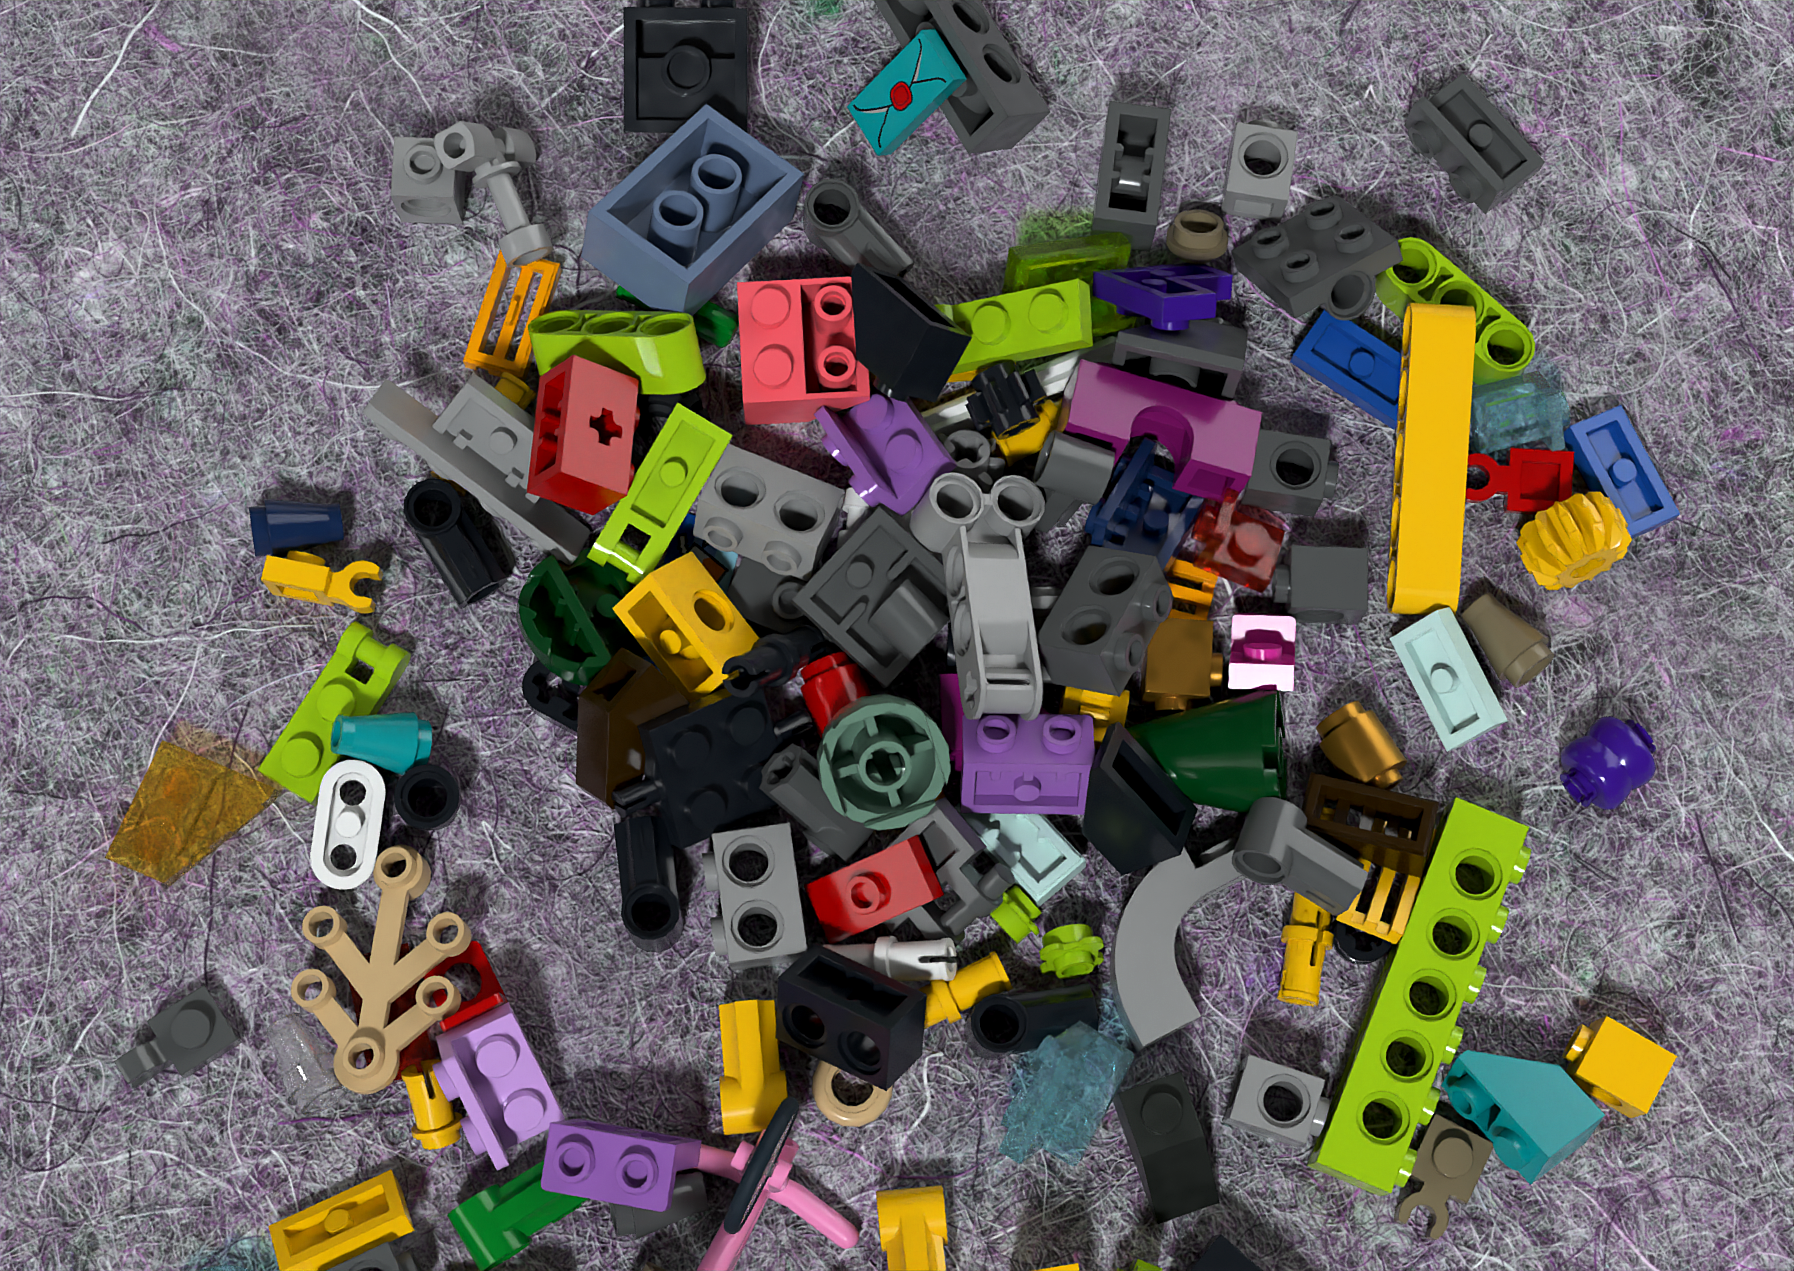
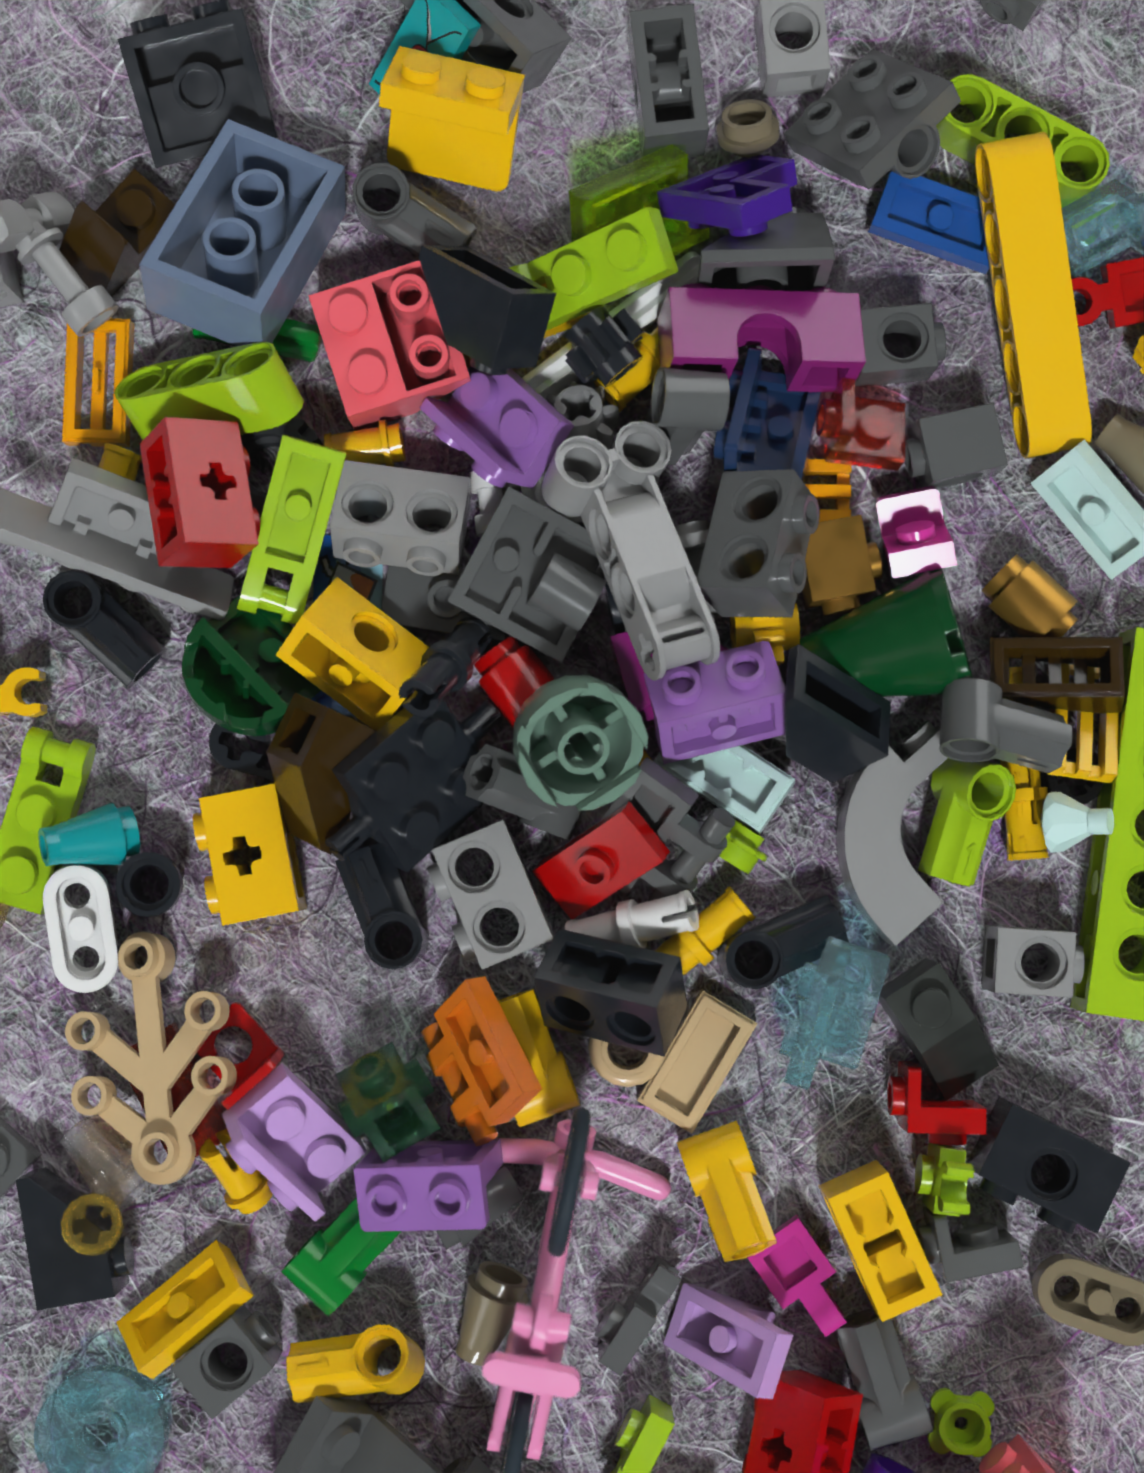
camera: 10 degrees left, 10 degrees up
(247, 1133) = (57, 1270): none -> black slope
(267, 1093) = (78, 1210): none -> clear yellow bush
(548, 831) = (275, 878): none -> yellow brick
(566, 186) = (113, 240): none -> dark brown slope
(600, 1068) = (387, 1101): none -> clear green brick
(702, 1051) = (479, 1060): none -> orange plate
(762, 439) = (370, 445): none -> yellow pin
(917, 157) = (451, 118): none -> yellow bracket
(918, 1118) = (697, 1061): none -> tan tile
(1070, 951) = (801, 868): lime plate -> none
(1148, 1238) = (942, 1120): none -> red bracket
(1241, 948) = (968, 802): none -> lime piece
(1344, 969) = (1069, 821): none -> light aqua rock

